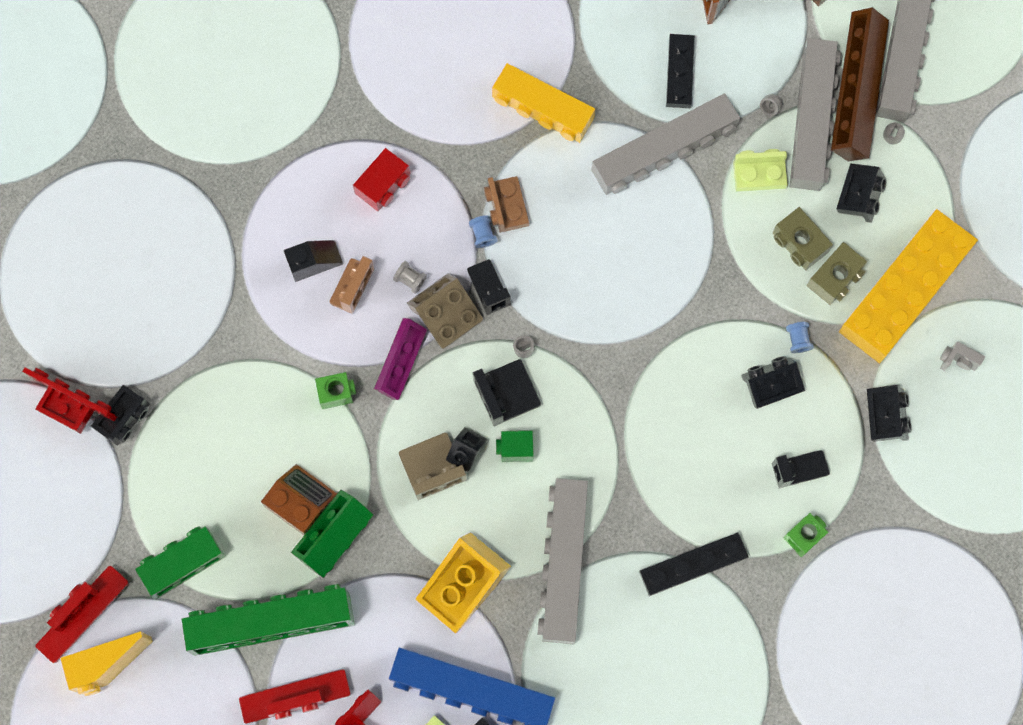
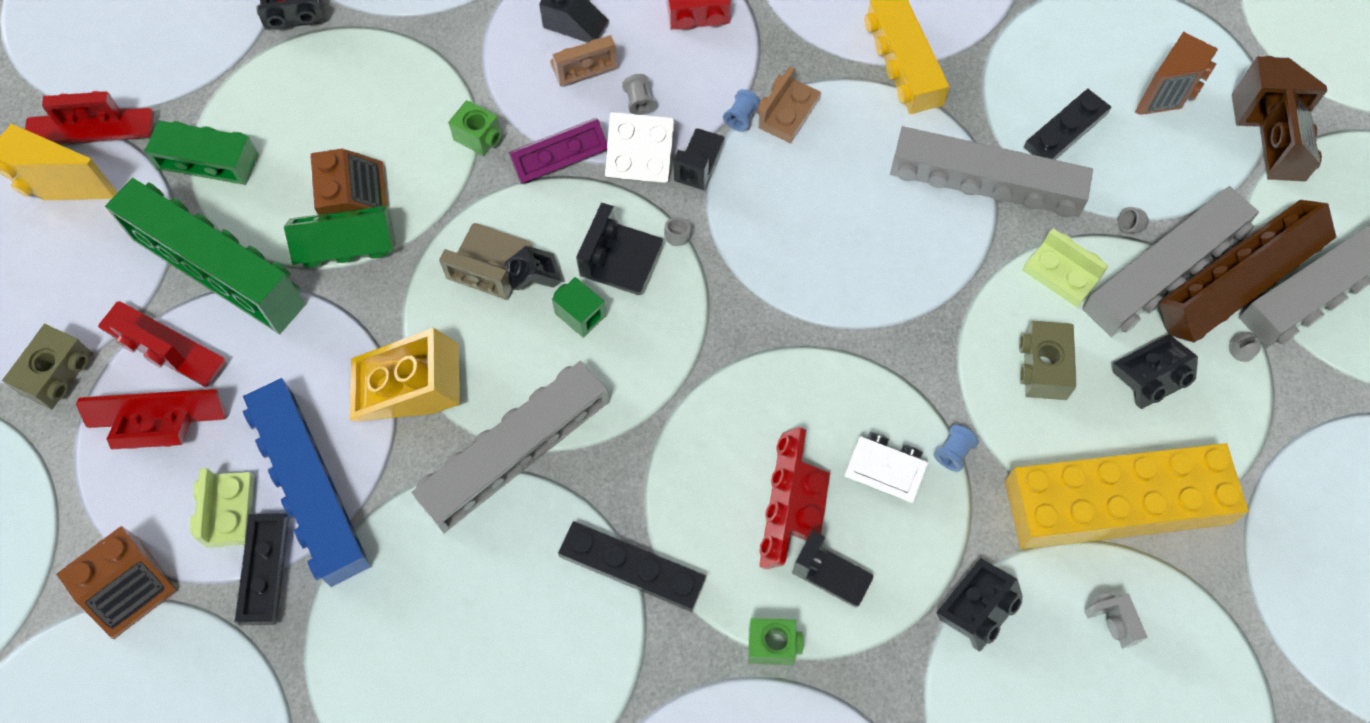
camera: 45 degrees right, 10 degrees down
(743, 447) = (795, 499): none -> red bracket
(842, 260) = (1071, 411): olive brick -> none

